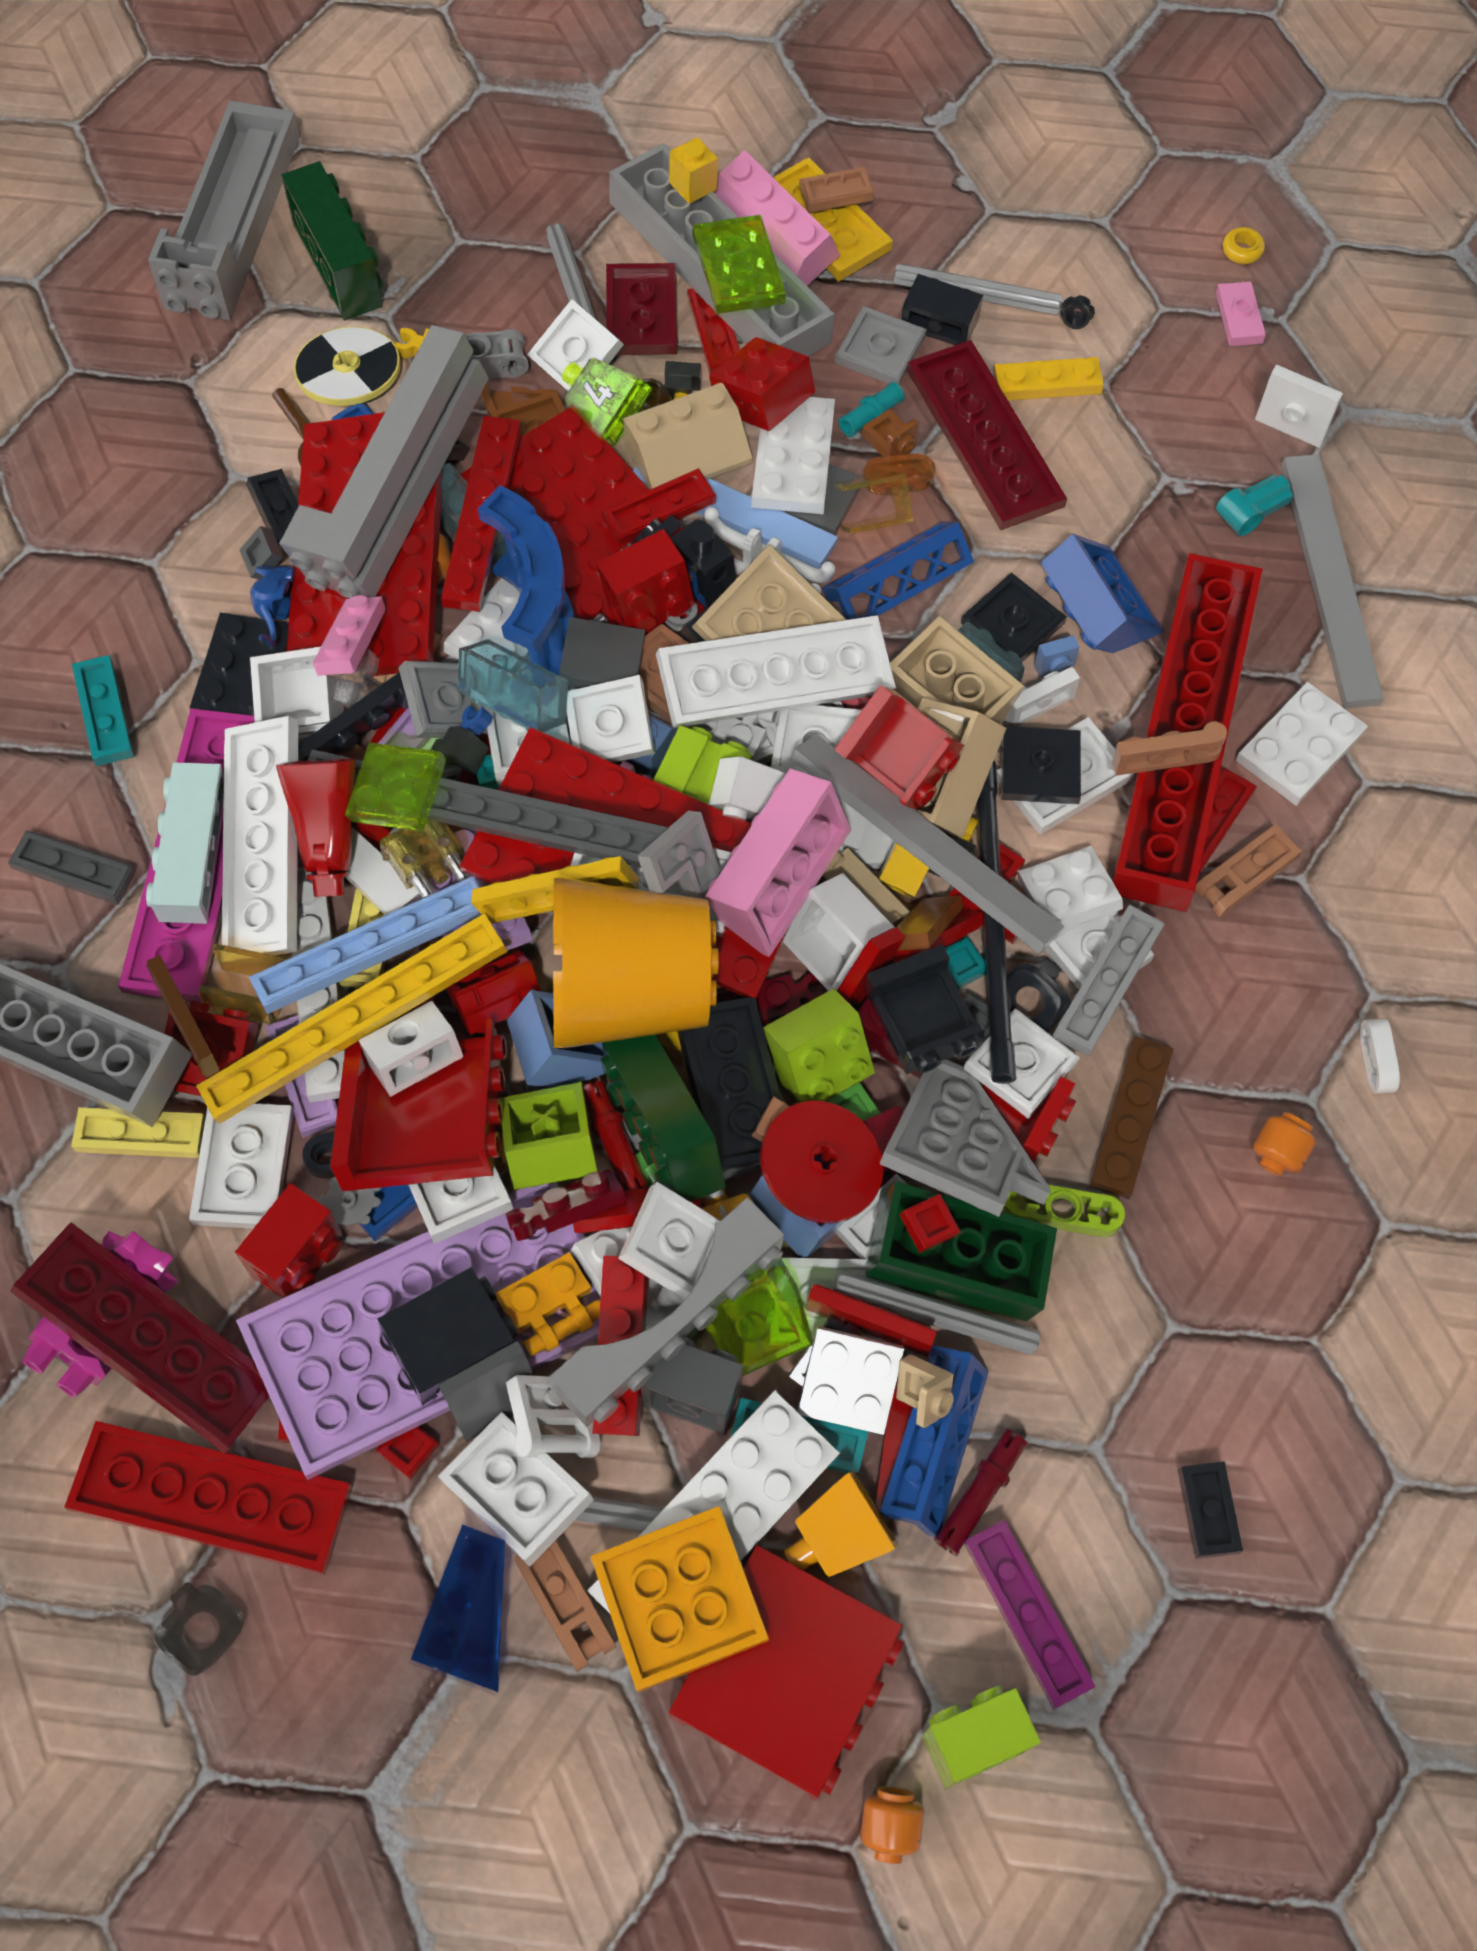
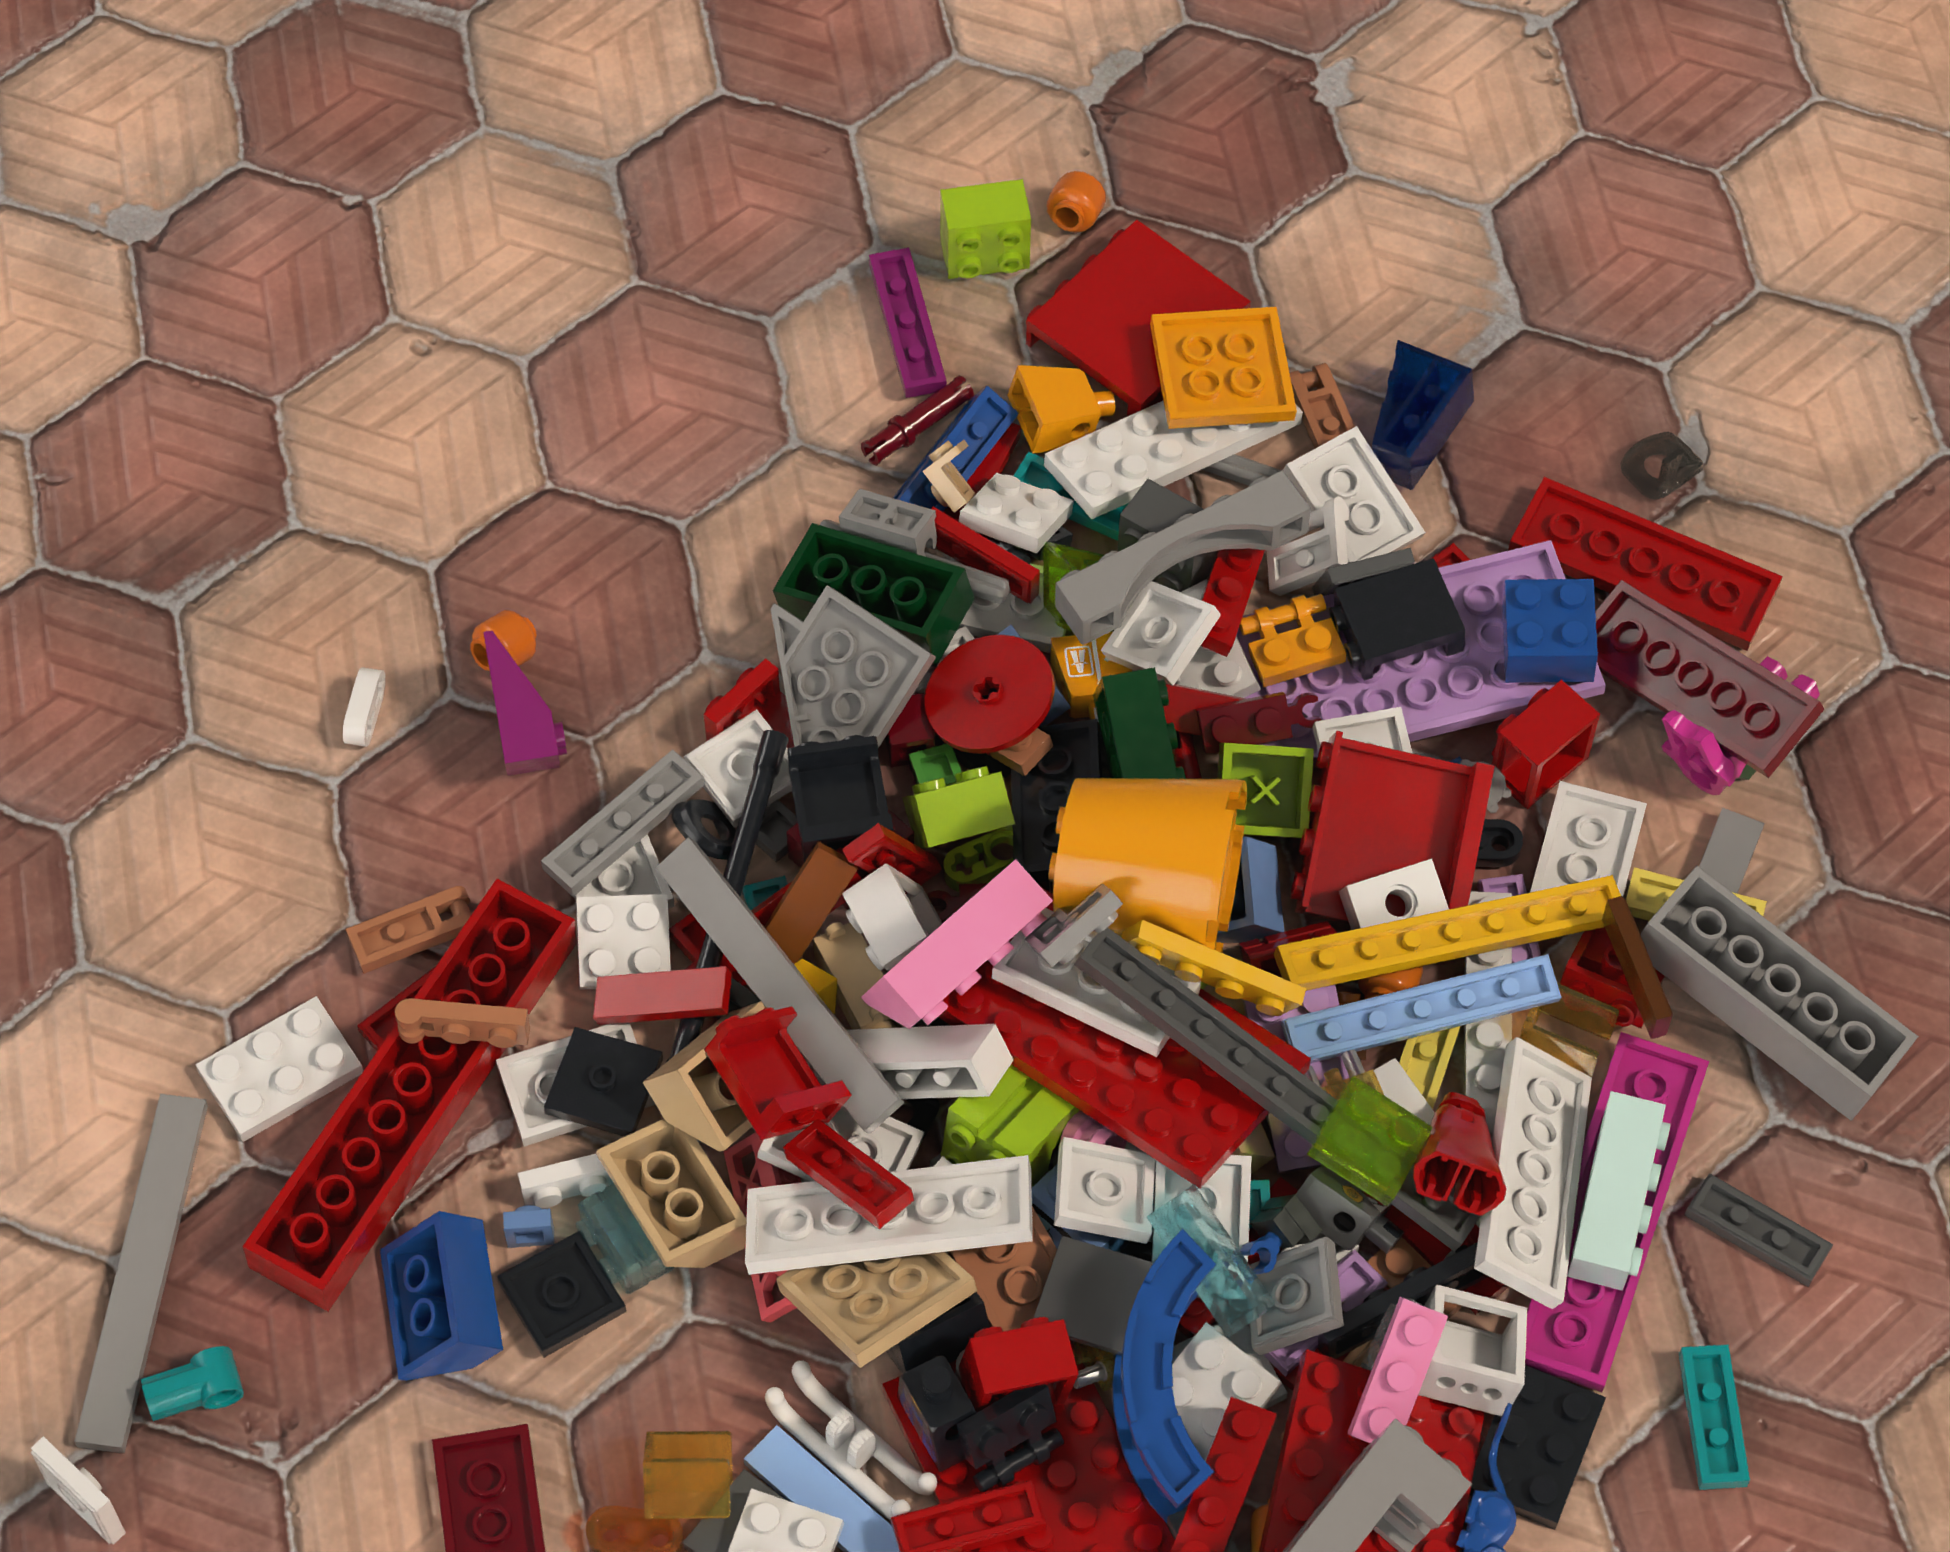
camera: 165 degrees left, 5 degrees down
(111, 1196) = (1731, 848): none -> light grey tile
(293, 1347) = (1549, 630): none -> blue brick
(813, 684) = (848, 1173): none -> red plate
(894, 560) = (682, 1394): blue fence -> none
(930, 1223) = (903, 592): red tile -> none
(969, 1316) = (889, 522): none -> light grey hinge
(1018, 831) = (662, 995): none -> tile
(1092, 1224) = (743, 624): lime beam -> none
(1131, 1118) = (645, 712): reddish brown plate -> none
(1210, 1510) = (712, 363): black plate -> none
(1241, 1049) = (524, 719): none -> magenta slope

